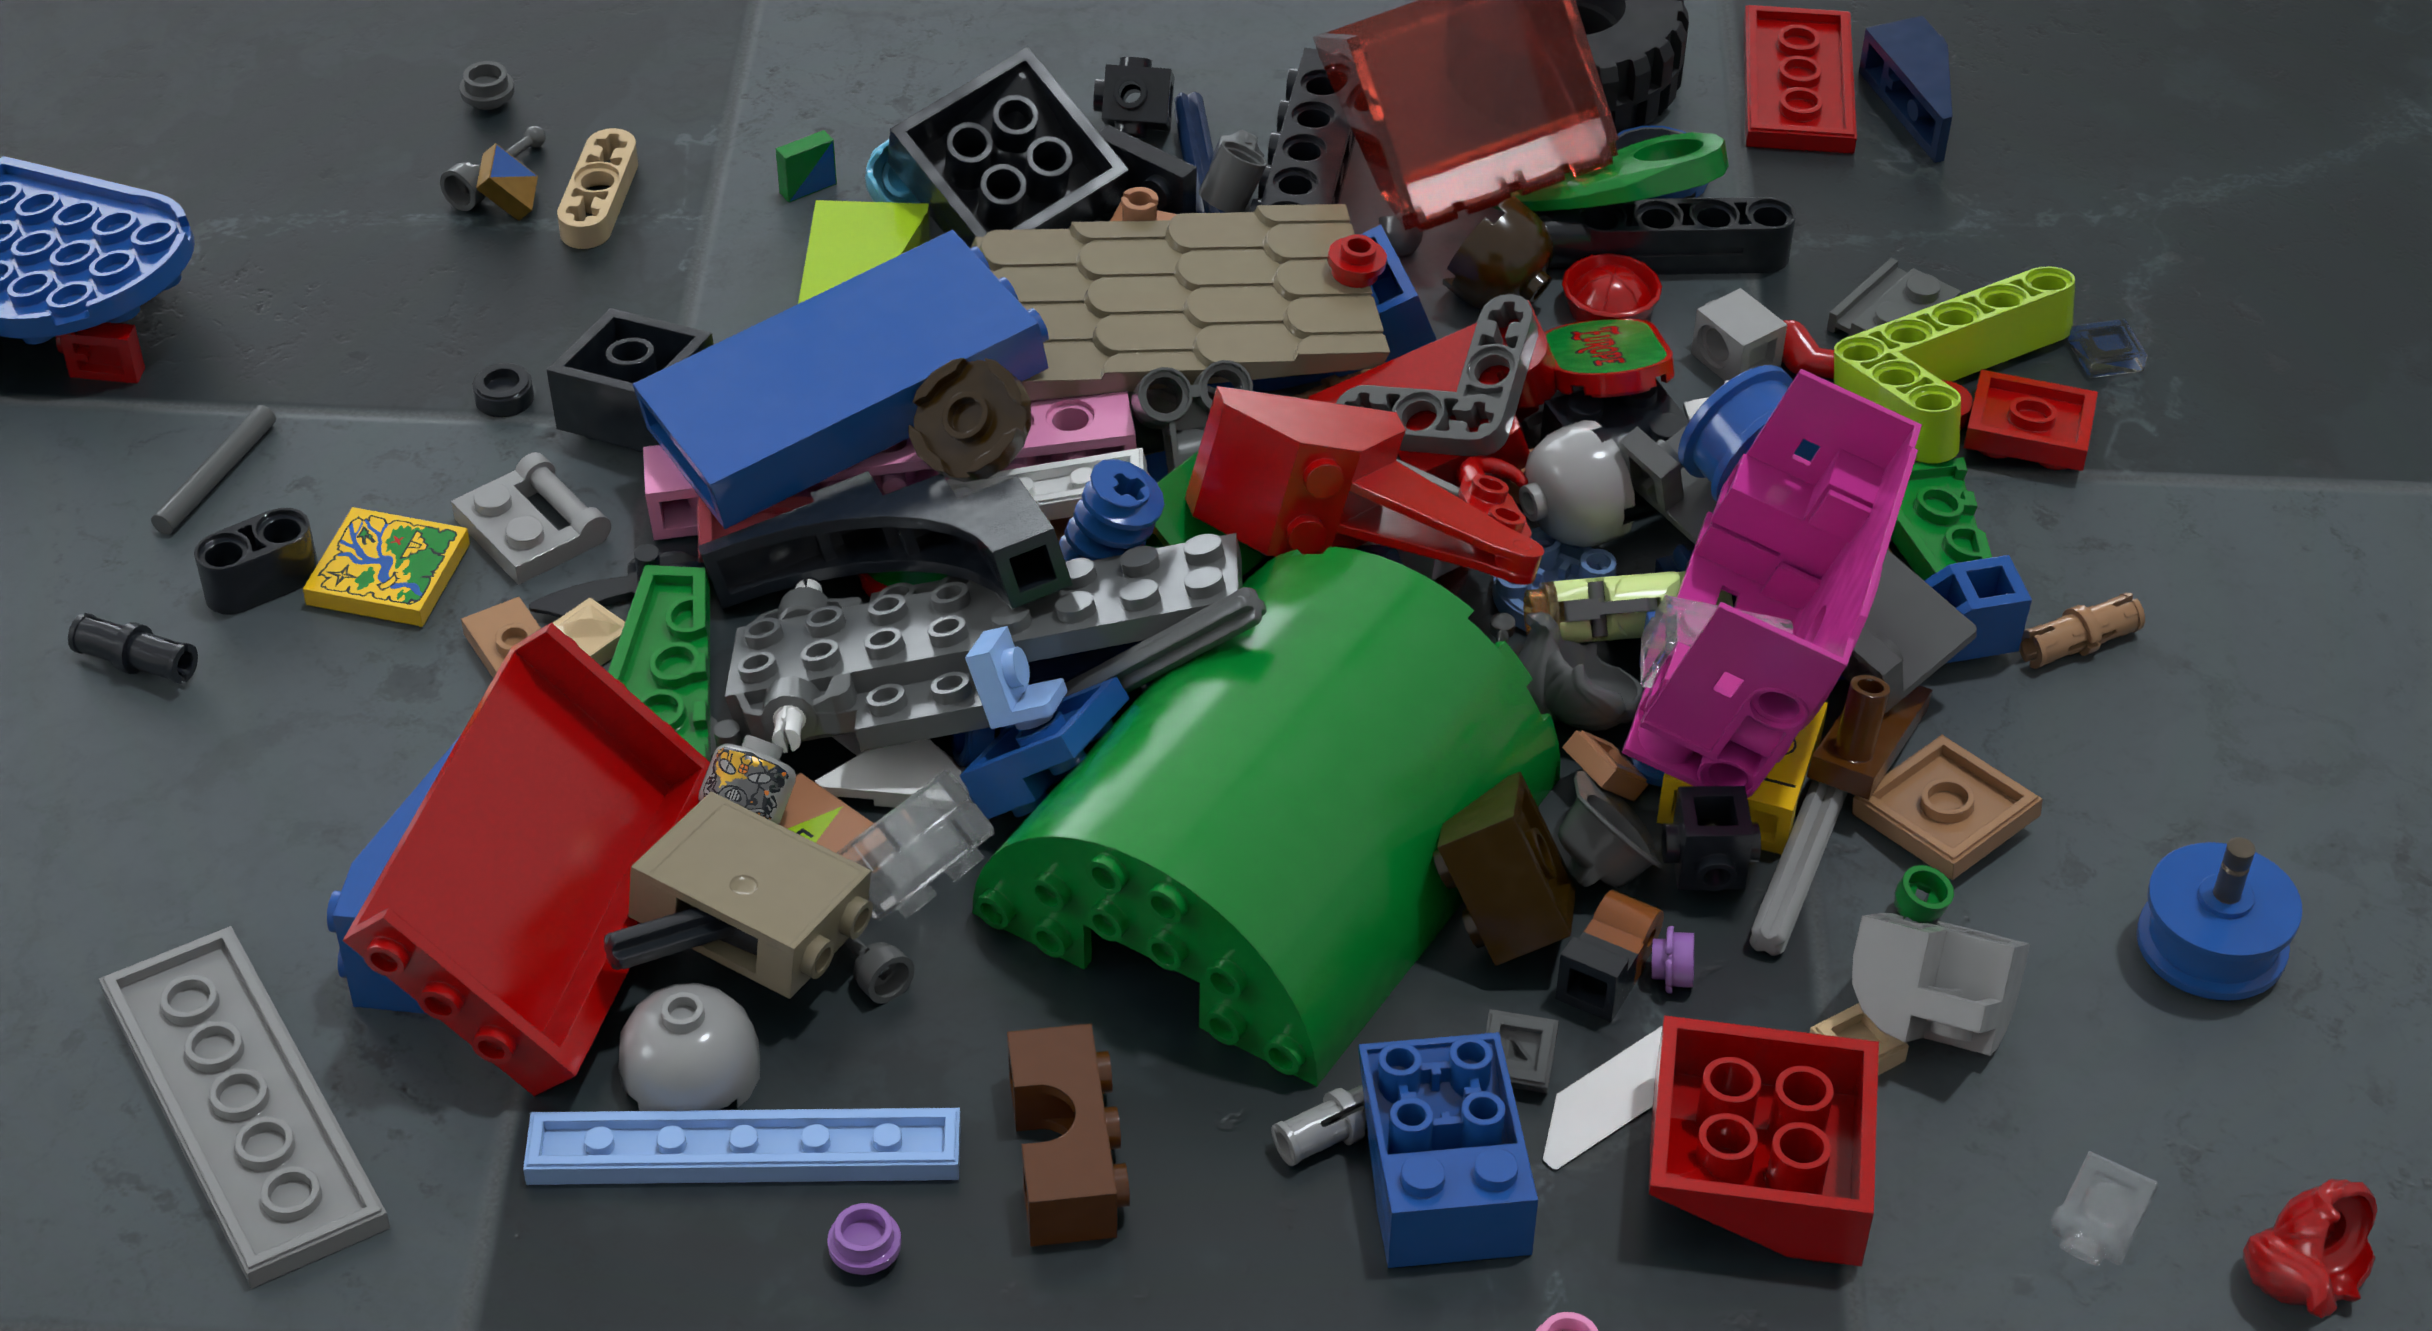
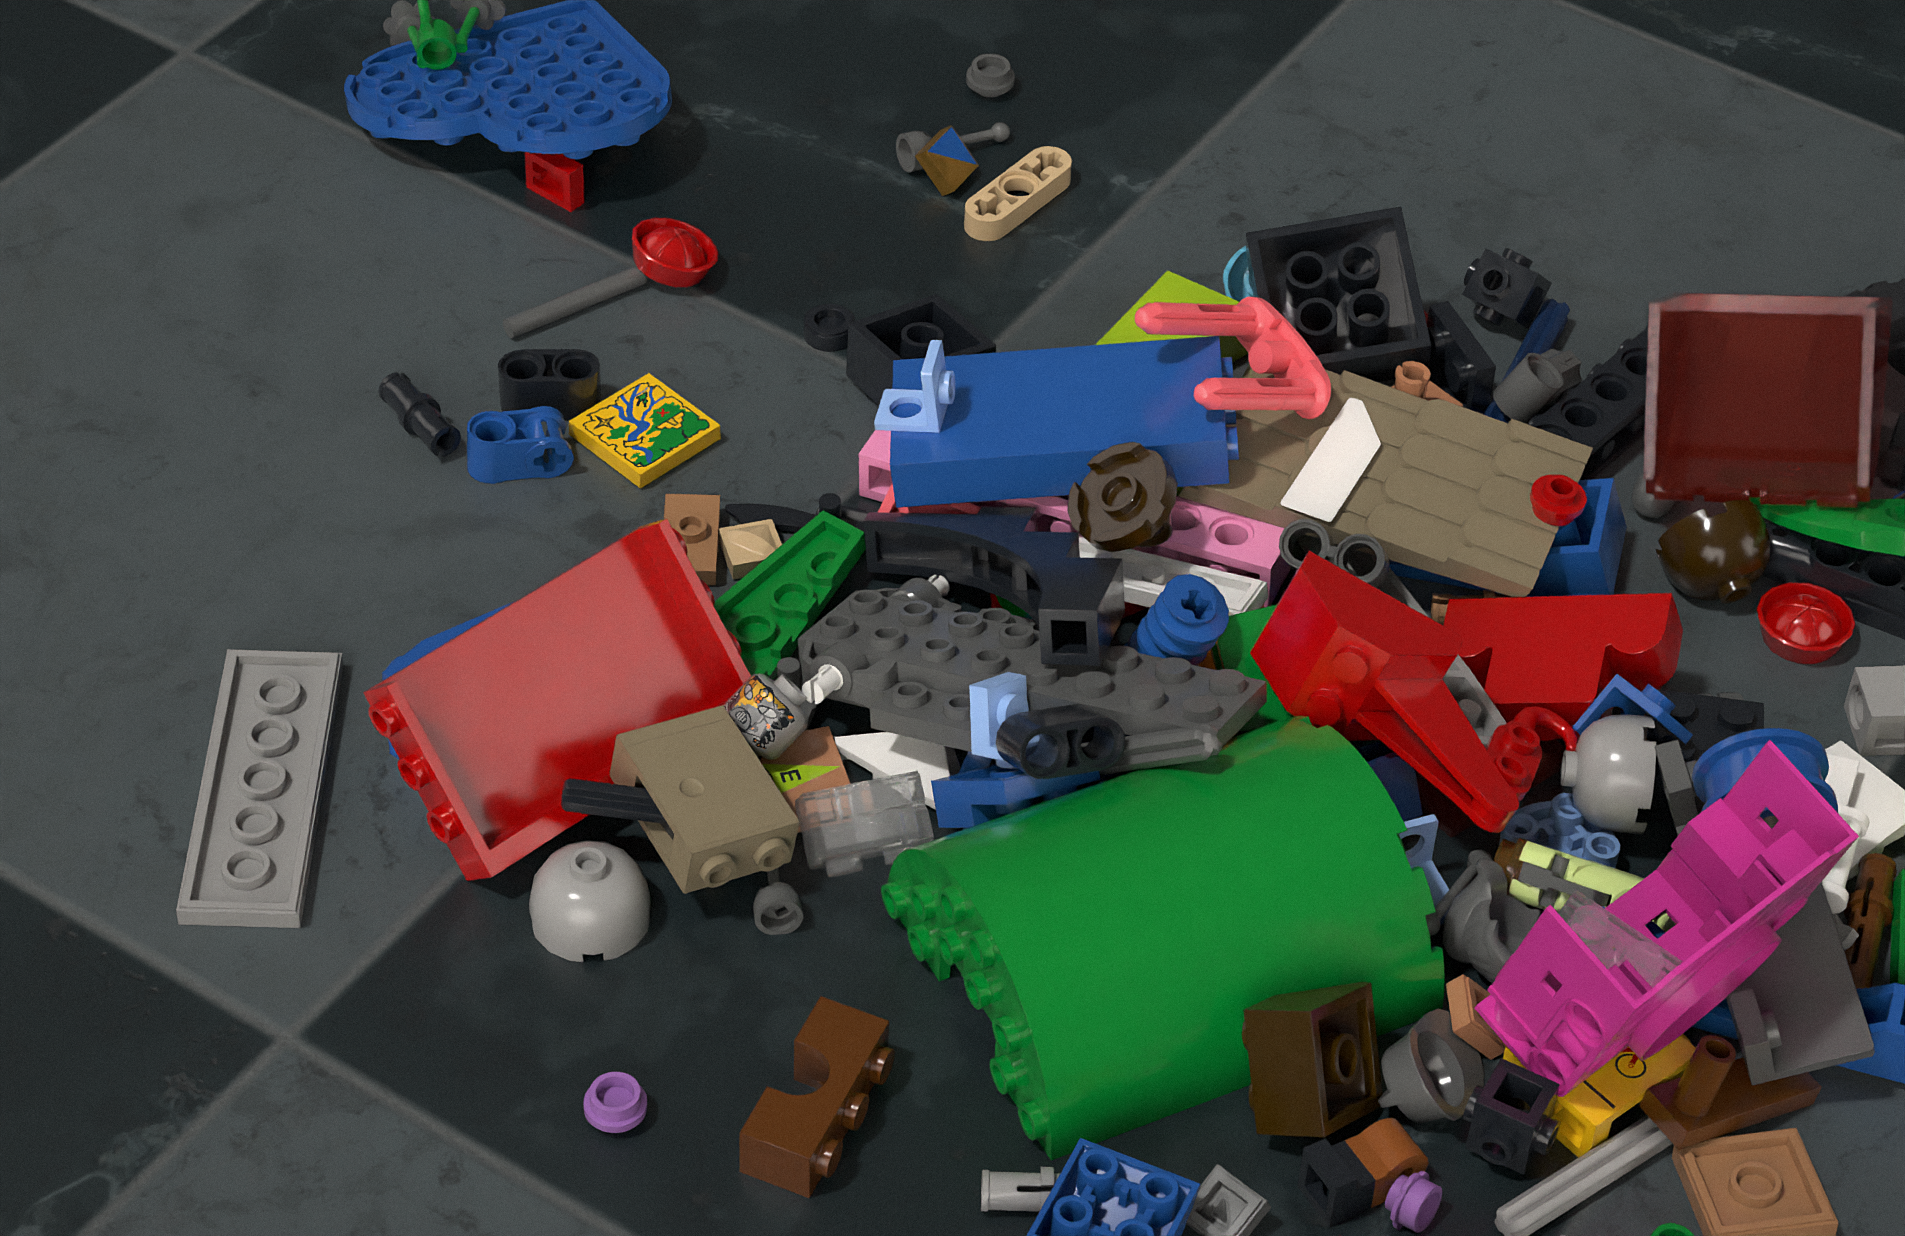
camera: 30 degrees right, 0 degrees up
(263, 635) = (513, 445): none -> blue piece
(289, 377) = (672, 251): none -> red hat
(516, 532) = (758, 440): light grey plate -> none
(711, 407) = (937, 393): none -> light blue bracket
(743, 1146) = (586, 992): light blue tile -> none
(806, 166) = (1191, 239): green tile -> none
(1044, 241) = (1272, 348): none -> coral piece
(1089, 673) = (1060, 741): none -> black beam
(1131, 311) = (1335, 464): none -> white sticker
(1473, 399) = (1566, 658): dark grey beam -> none
(1550, 412) = (1633, 702): none -> blue bracket
(1609, 356) = (1735, 671): tile -> none

